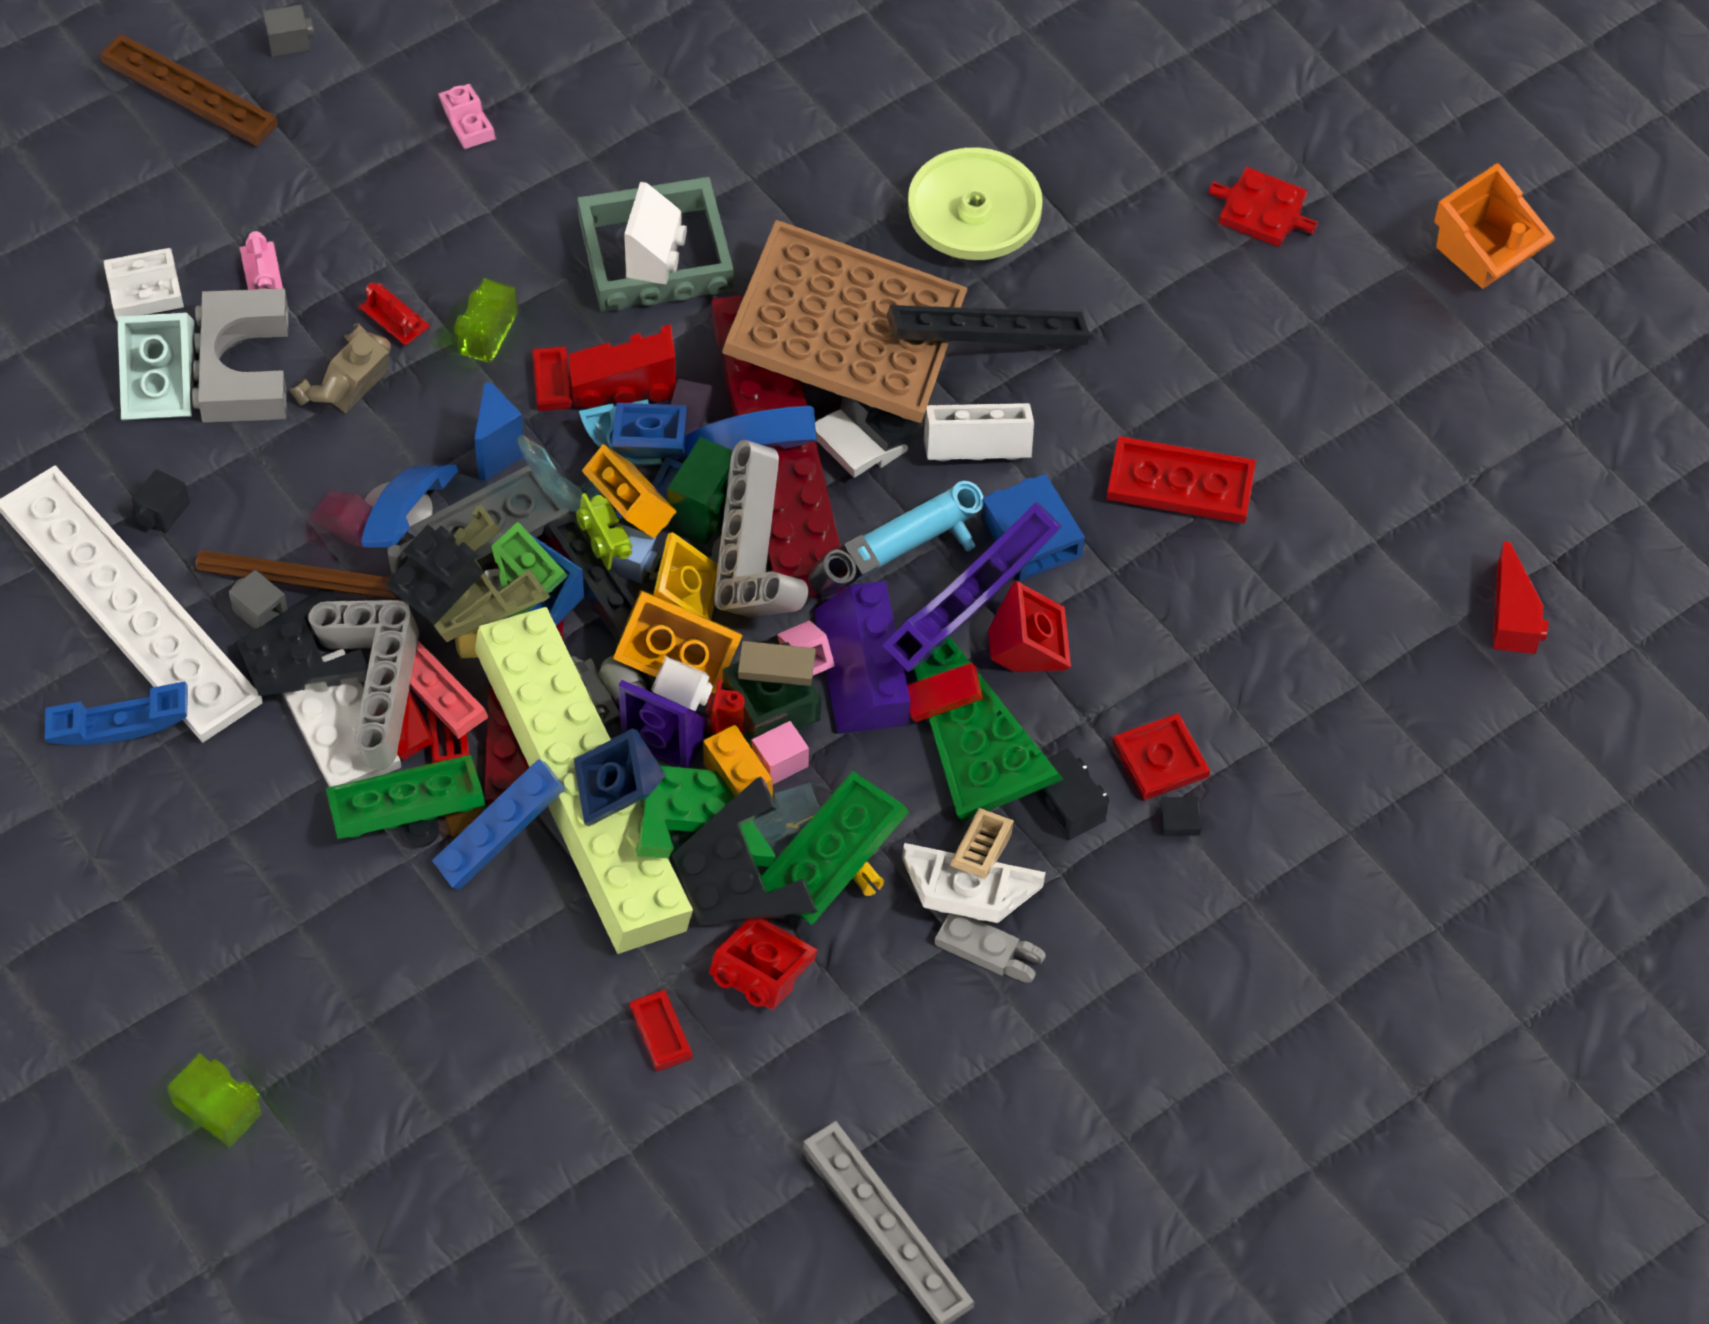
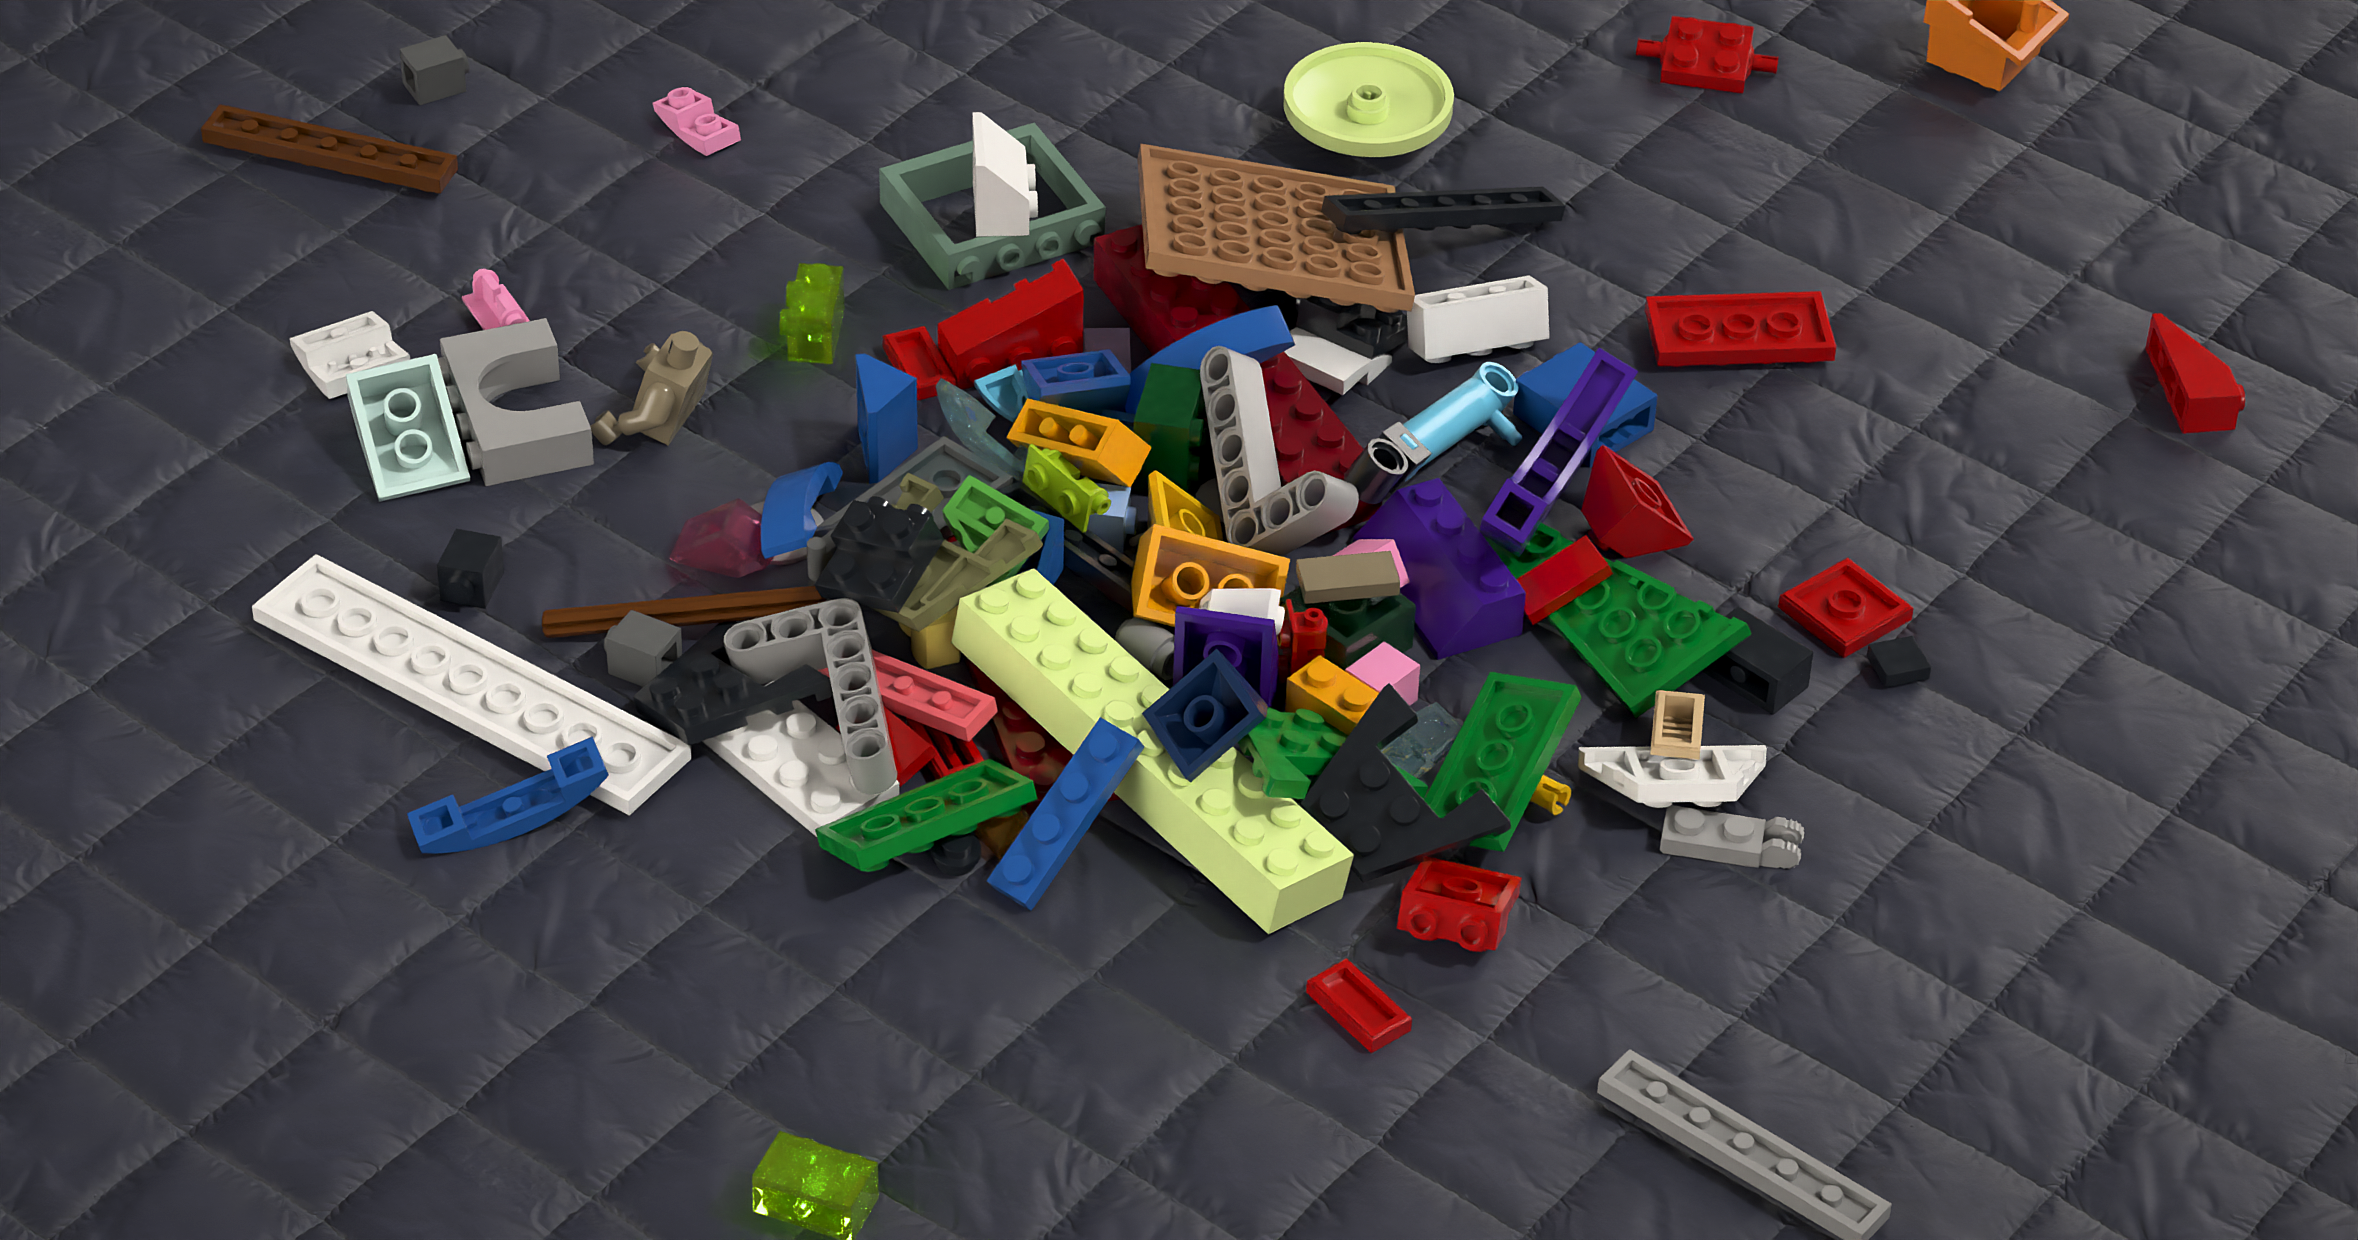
camera: 15 degrees left, 15 degrees down
(392, 314) = (673, 316): red hinge -> none

